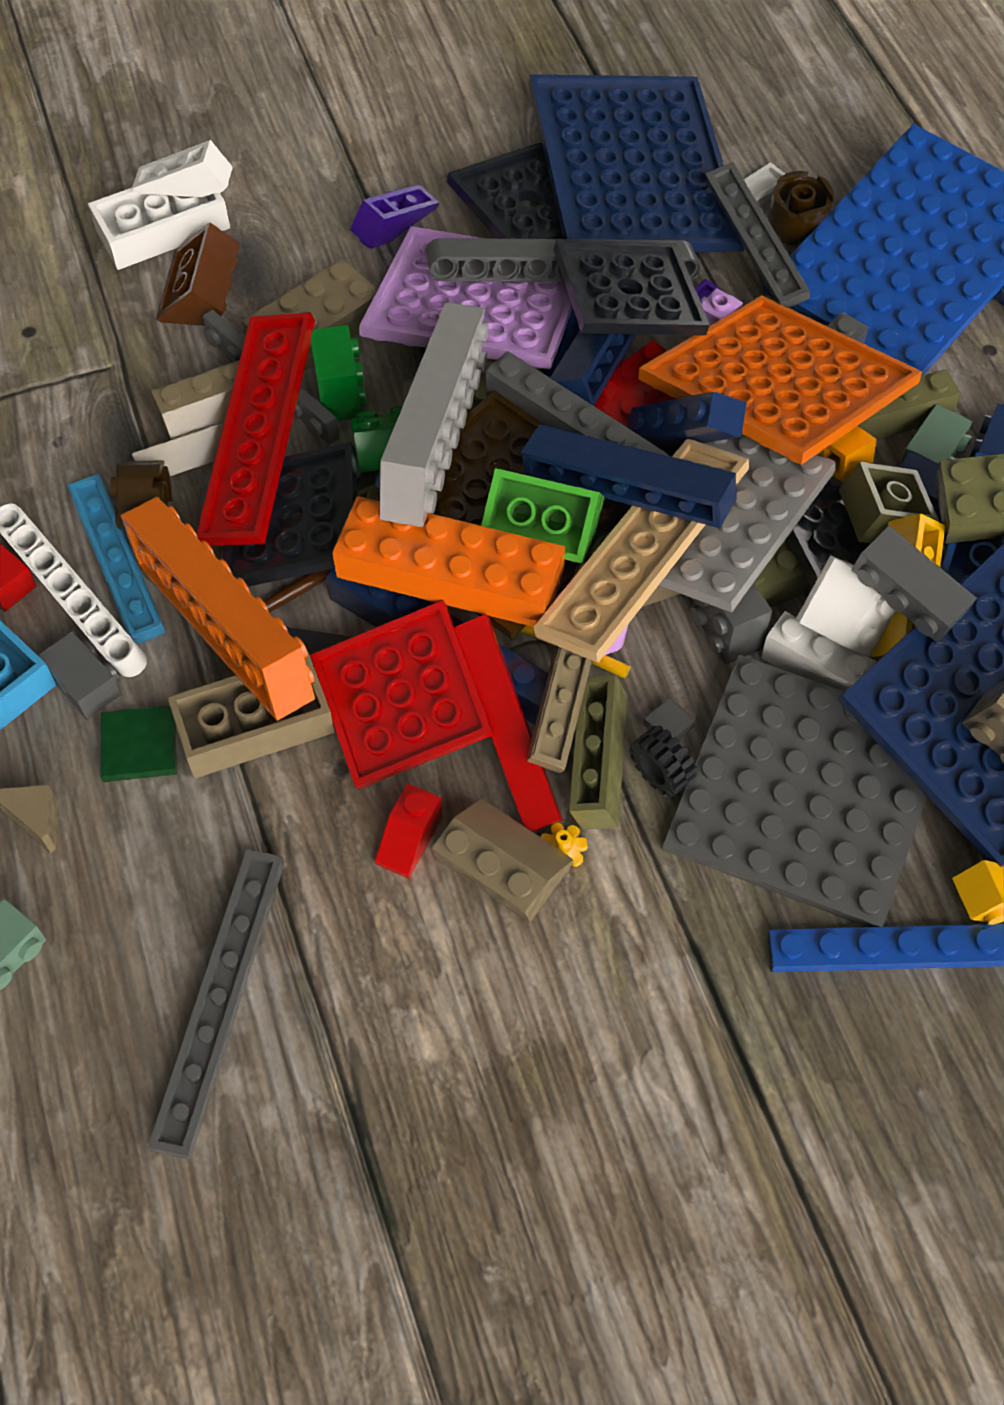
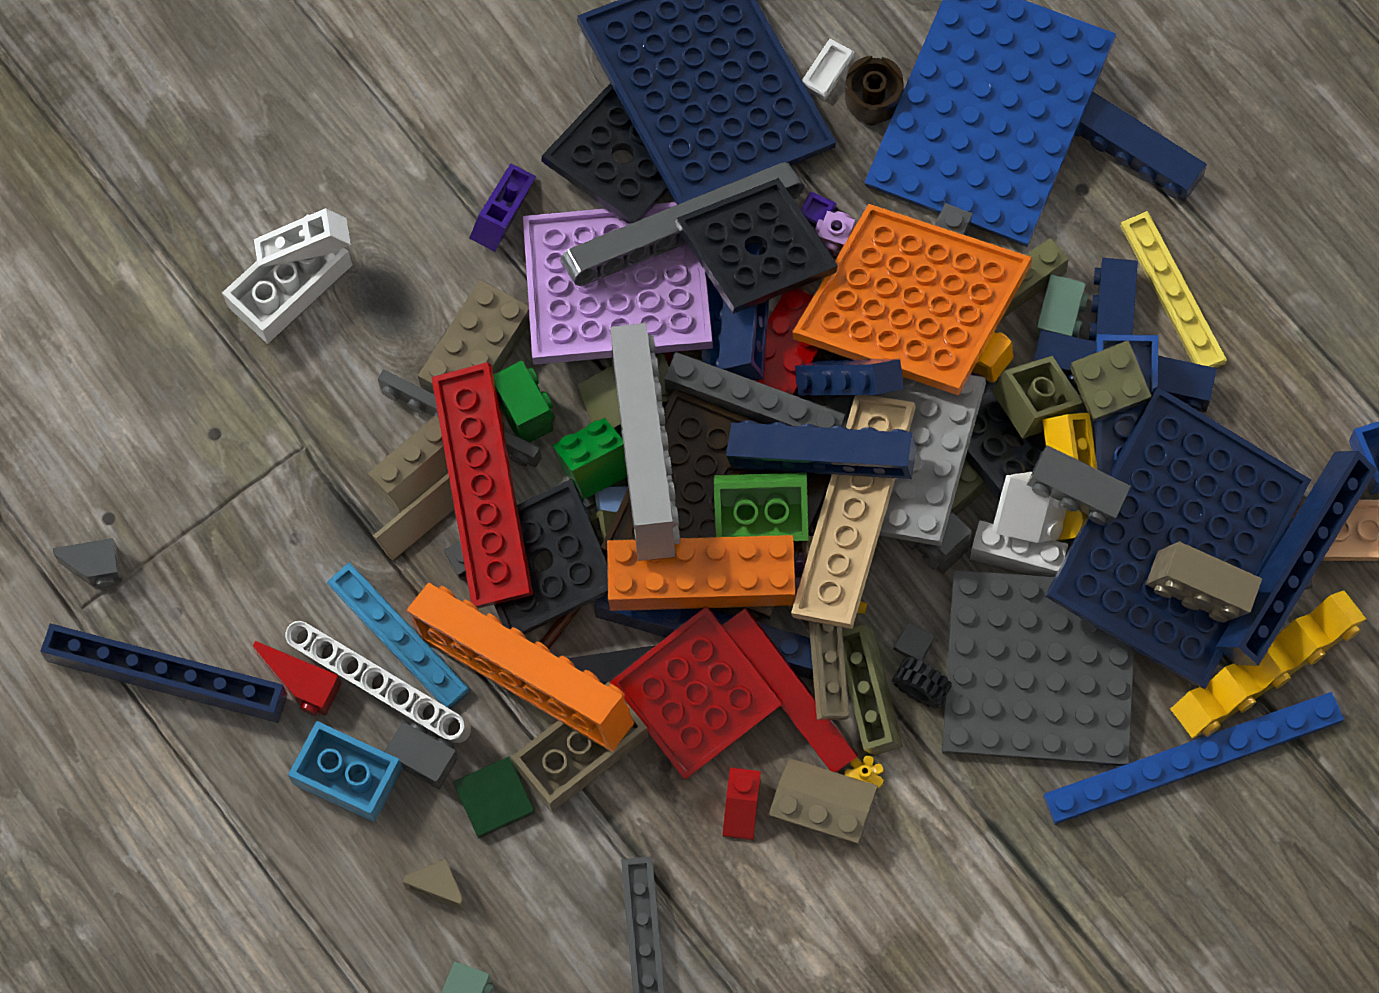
camera: 15 degrees left, 10 degrees up
(139, 483) = (403, 574): dark brown brick -> none
(199, 277) = (350, 334): reddish brown slope -> none
(757, 236) = (845, 138): dark grey plate -> none

